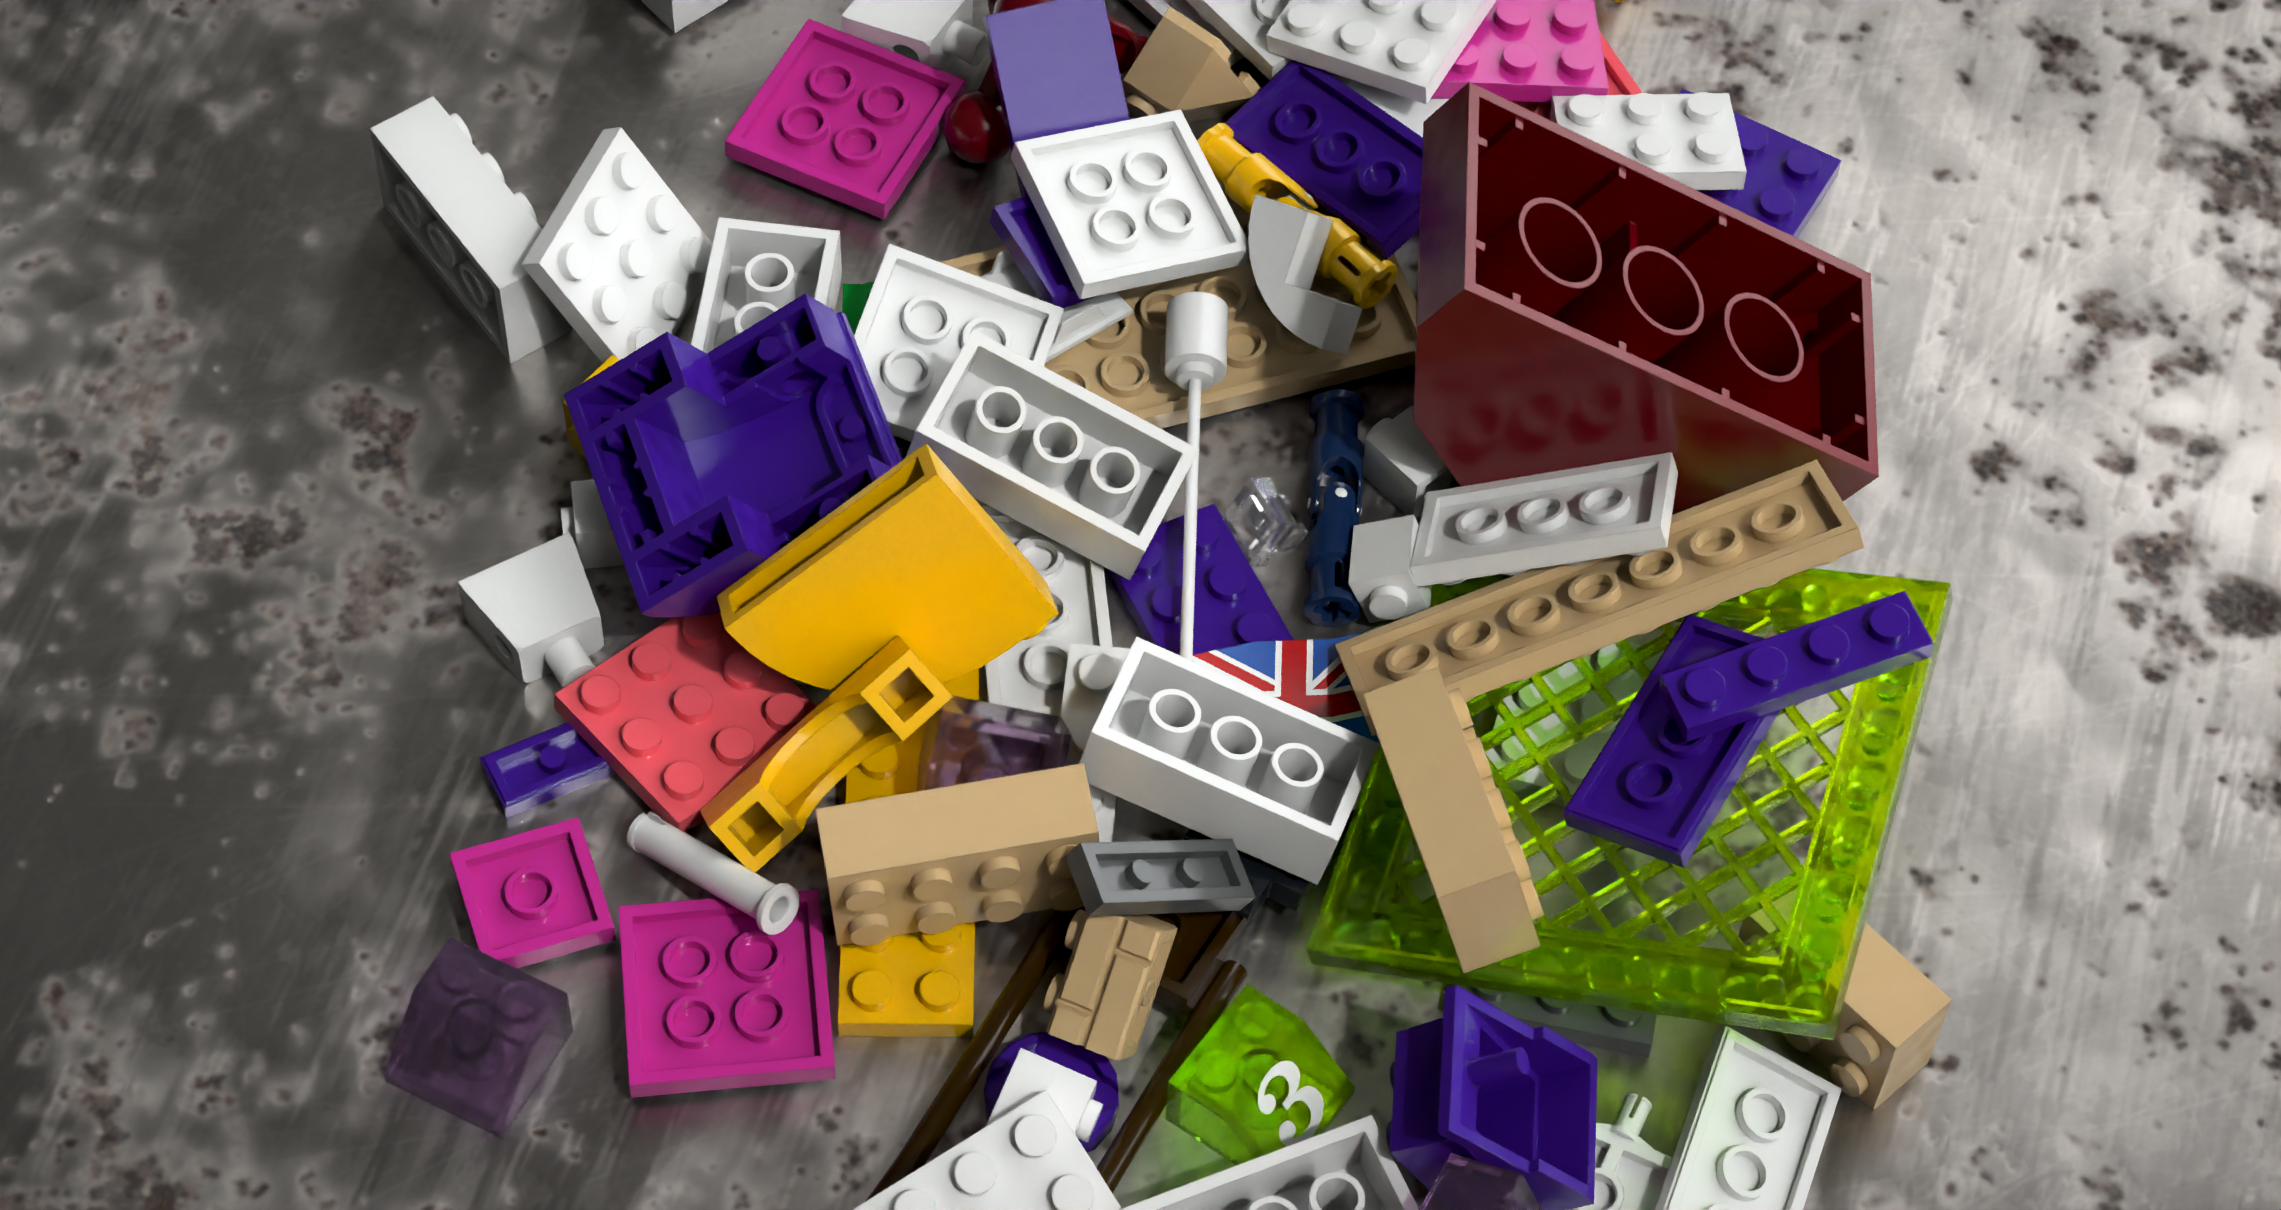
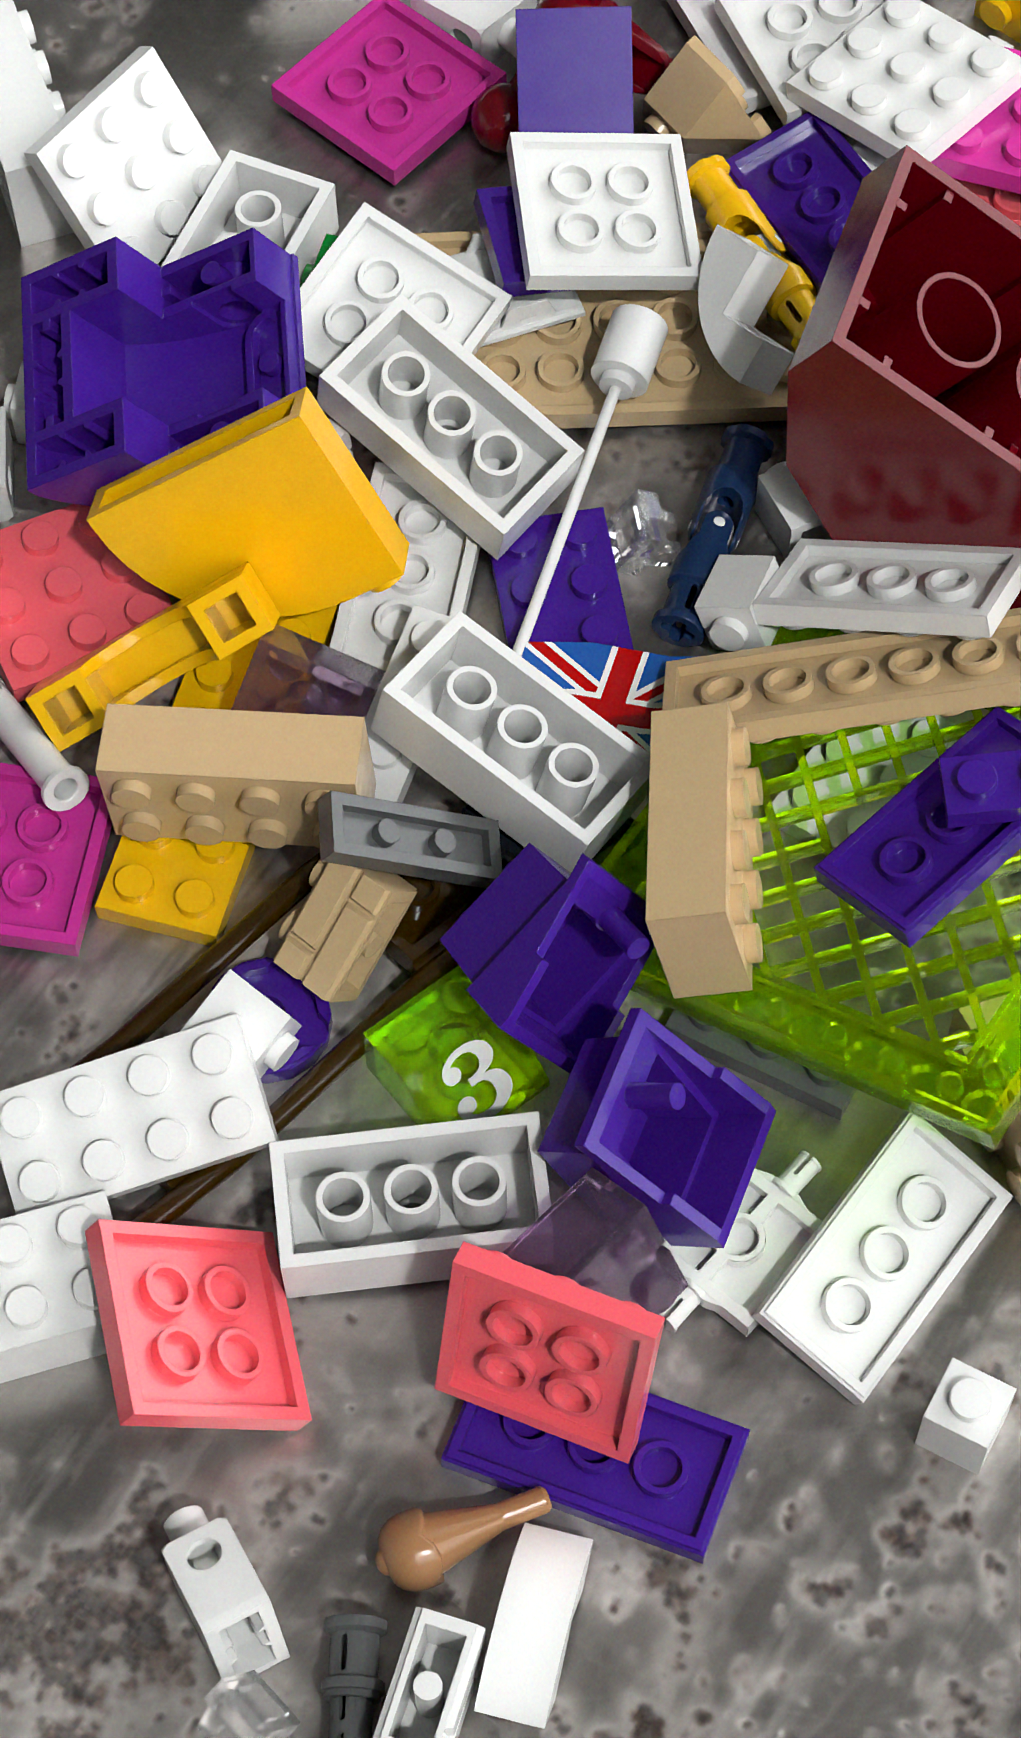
camera: 20 degrees right, 5 degrees up
(1339, 951) = (552, 952): none -> dark purple piece

